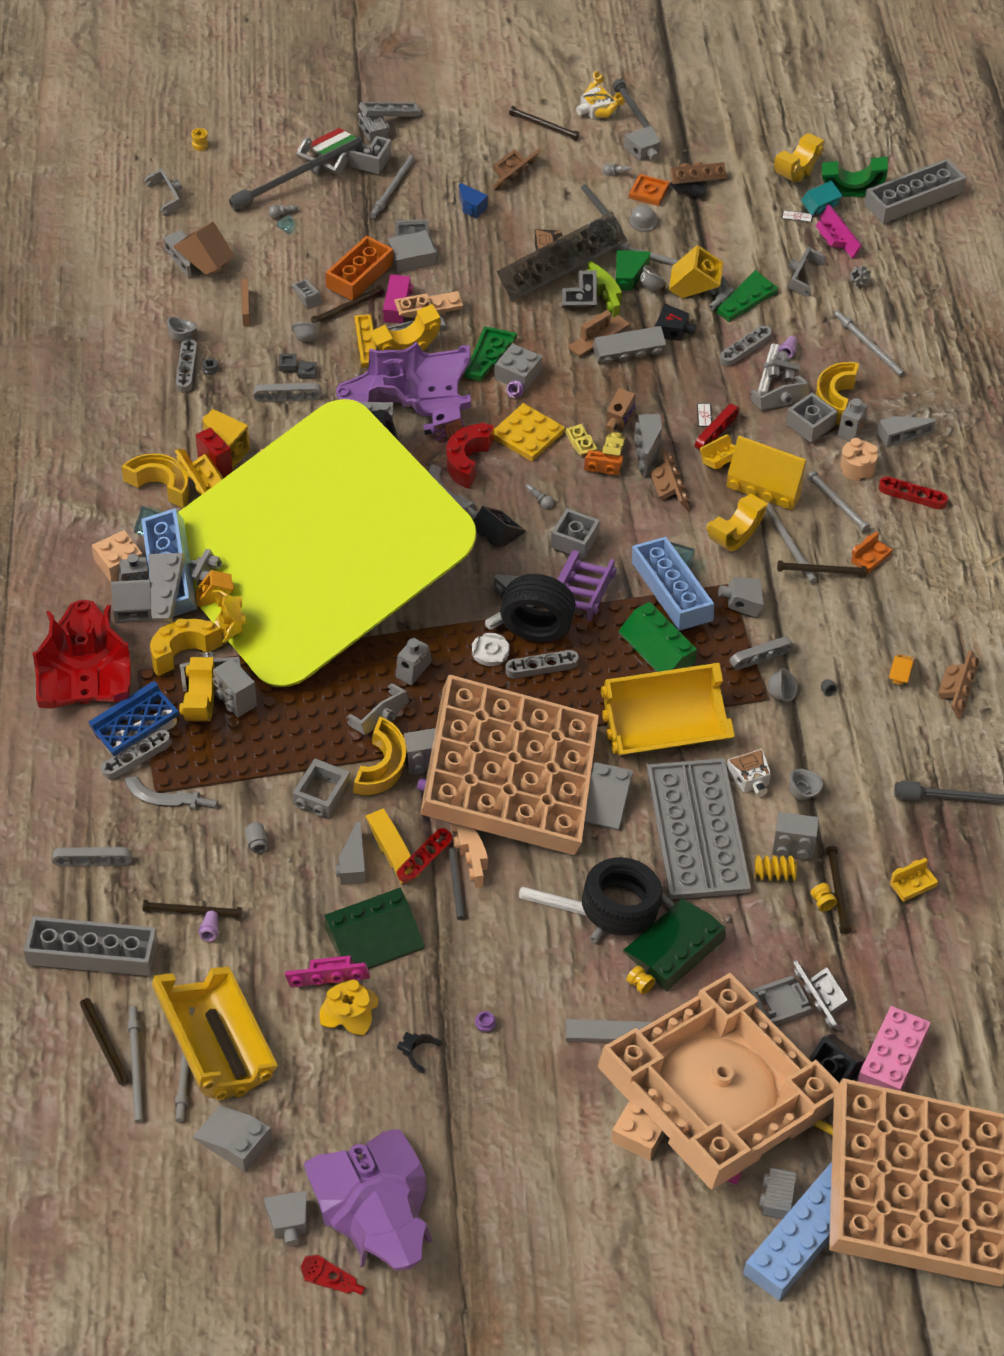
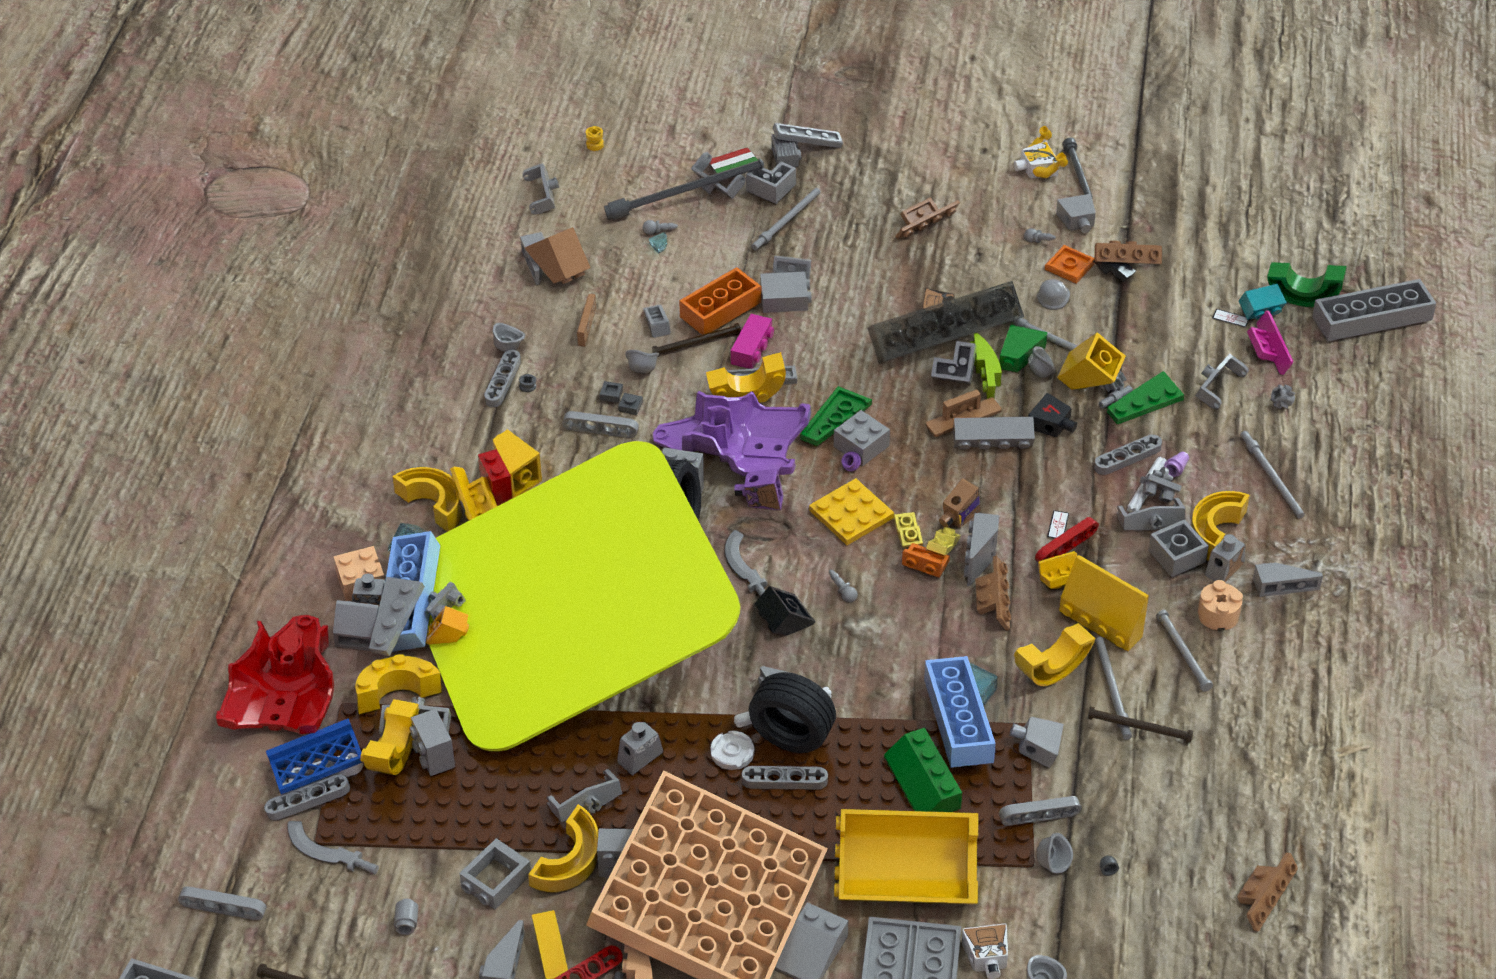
camera: 15 degrees right, 5 degrees down
(230, 617) = (453, 663): yellow brick -> none
(365, 341) = (706, 363): yellow tile -> none
(443, 303) = (791, 353): light nougat slope -> none
(461, 445) = (773, 513): red brick -> none
(472, 201) = (868, 247): blue slope -> none
(569, 575) = (847, 680): medium lavender fence -> none
(574, 134) = (1004, 192): dark brown bar -> none
(575, 532) = (867, 635): light grey brick -> none
(594, 199) = (1007, 271): dark grey piece -> none
(801, 162) = (1251, 258): yellow brick -> none
(870, 553) = (1204, 716): orange bracket -> none
(901, 668) = (1201, 858): light orange slope -> none
(913, 491) = (1273, 657): red beam -> none

